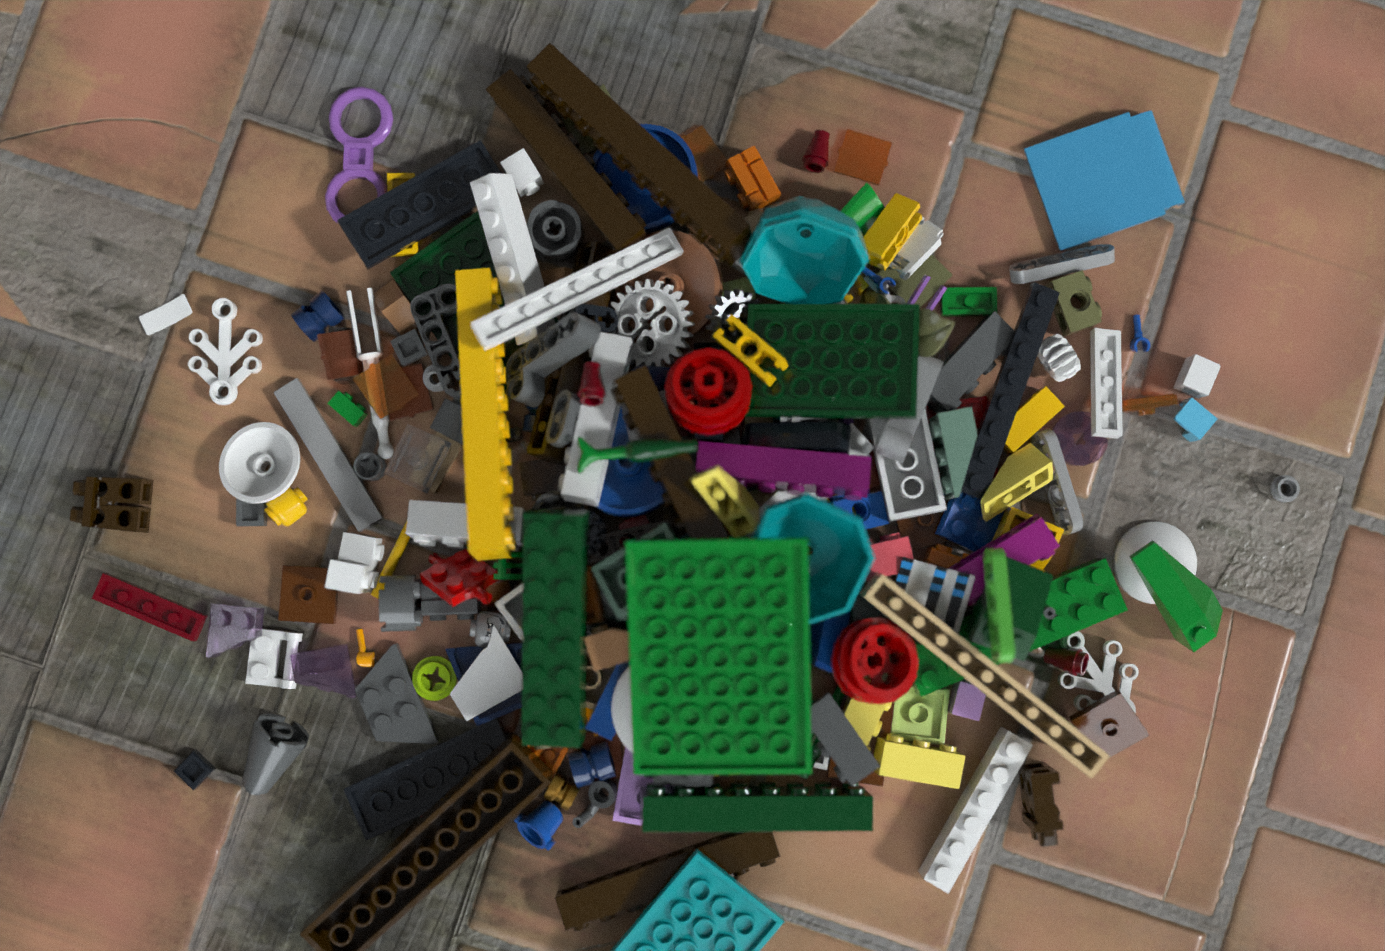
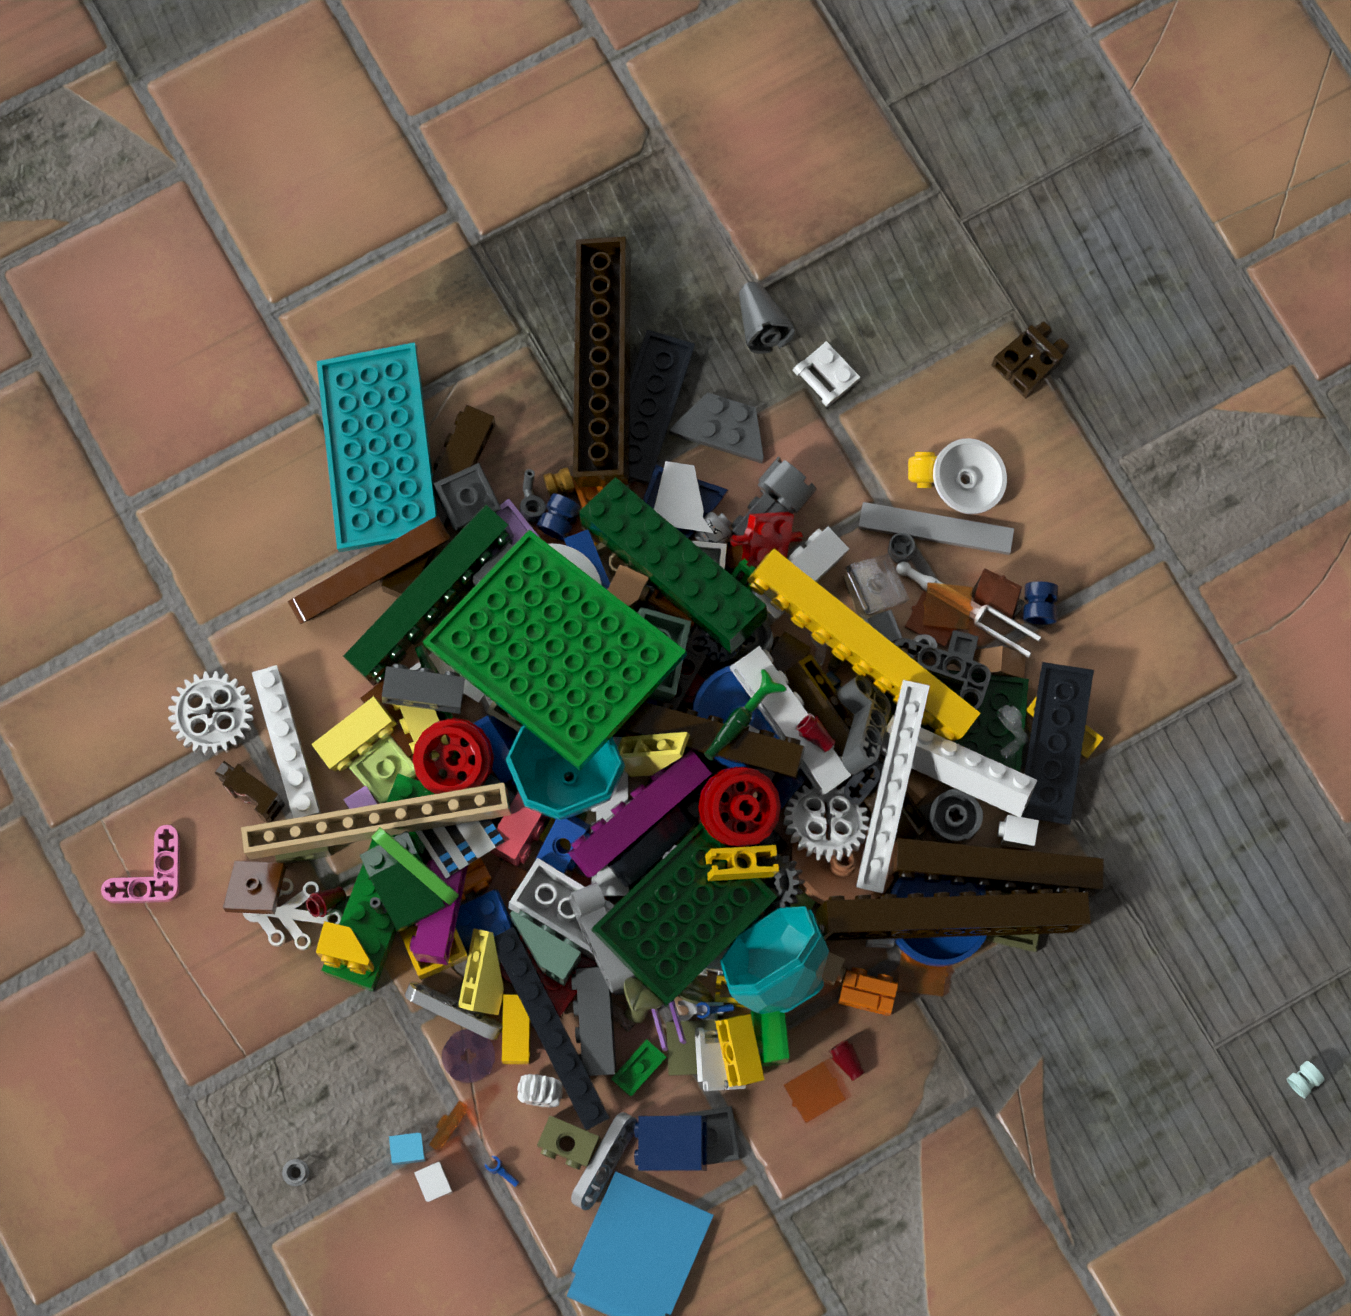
camera: 130 degrees right, 10 degrees down
(149, 607) = (936, 323): dark red plate -> none
(165, 315) = (1137, 503): white sticker -> none
(194, 769) = (798, 261): black tile -> none
(225, 356) = (1071, 517): white plant -> none
(232, 627) = (872, 365): clear purple wing -> none
(250, 514) = (939, 440): dark grey plate -> none
(305, 596) = (849, 433): reddish brown plate -> none
(326, 669) = (787, 401): clear purple wing -> none
(349, 410) = (957, 568): green piece -> none
(355, 564) = (838, 478): white brick -> none
(357, 151) = (1140, 734): medium lavender bar -> none
(364, 658) = (771, 432): light orange hand -> none
(392, 560) = (820, 505): yellow bar -> none
(423, 684) = (717, 456): lime gear -> none
(436, 253) = (1011, 720): none -> clear plate
(540, 825) = (550, 448): blue piece -> none
(563, 419) = (810, 694): dark grey plate -> none
(644, 857) = (465, 495): none -> dark grey tile
(777, 877) = (369, 569): none -> reddish brown beam
(968, 204) = (721, 1135): none -> dark grey tile
(989, 914) = (209, 690): none -> white gear
(1004, 223) = (671, 1143): none -> dark blue brick
(1106, 383) = (490, 1109): white plate -> none
(1106, 604) = (341, 946): none -> yellow slope
(1165, 810) = (160, 876): none -> bright pink beam
(1167, 537) = (335, 1049): white dish -> none
(1179, 595) = (290, 1019): green wedge -> none

